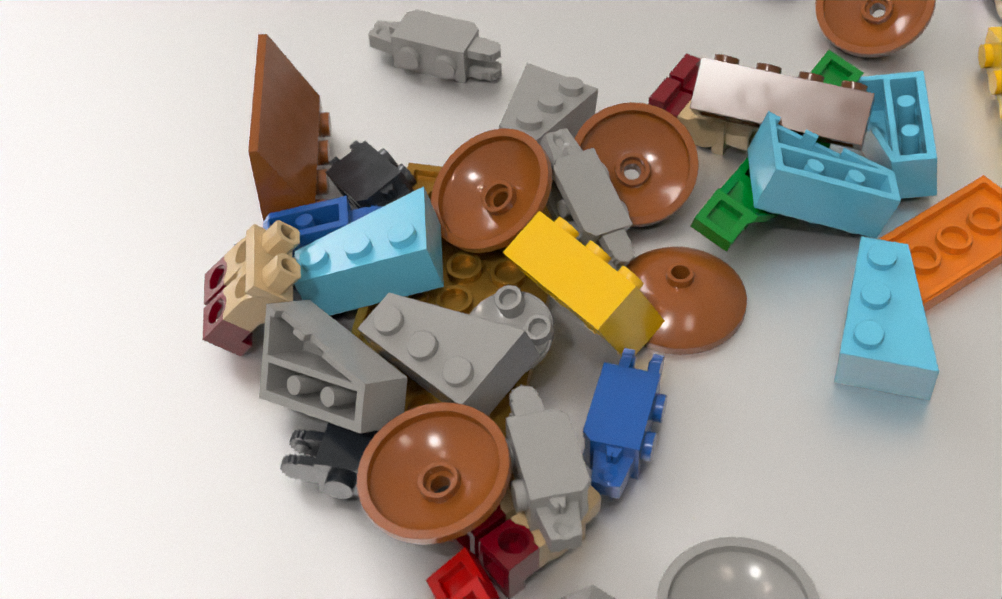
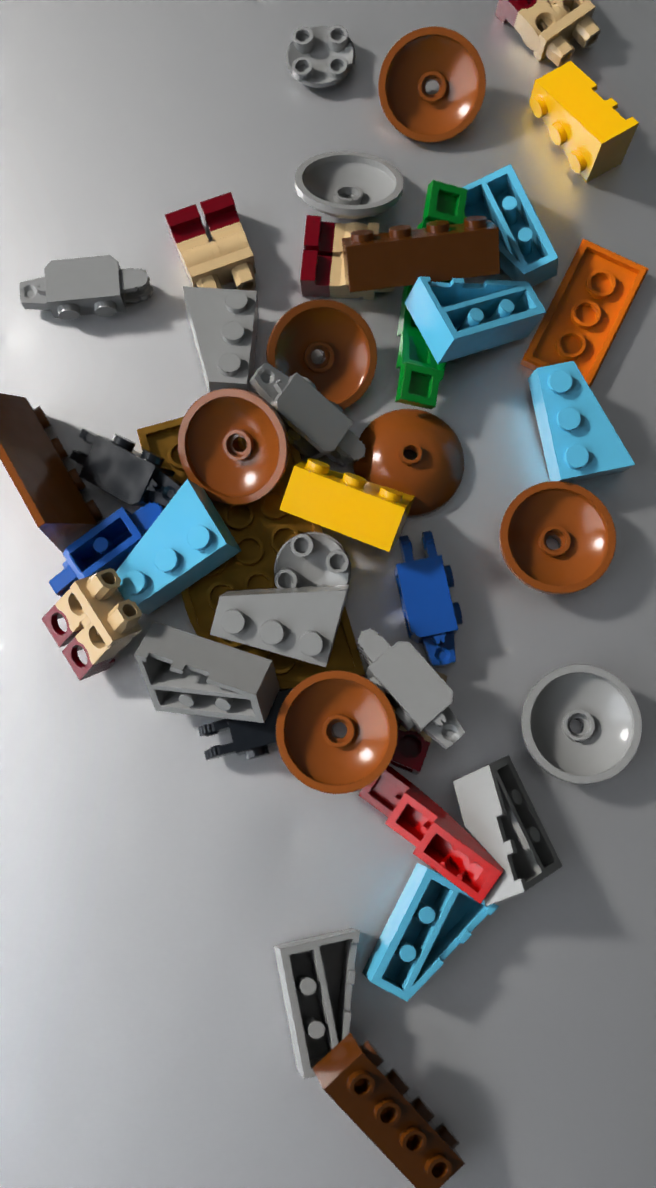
camera: 30 degrees left, 30 degrees up
(593, 62) = (225, 257): none -> tan hips
(743, 44) = (349, 184): none -> light grey dish
(811, 395) = (571, 518): none -> dark orange dish

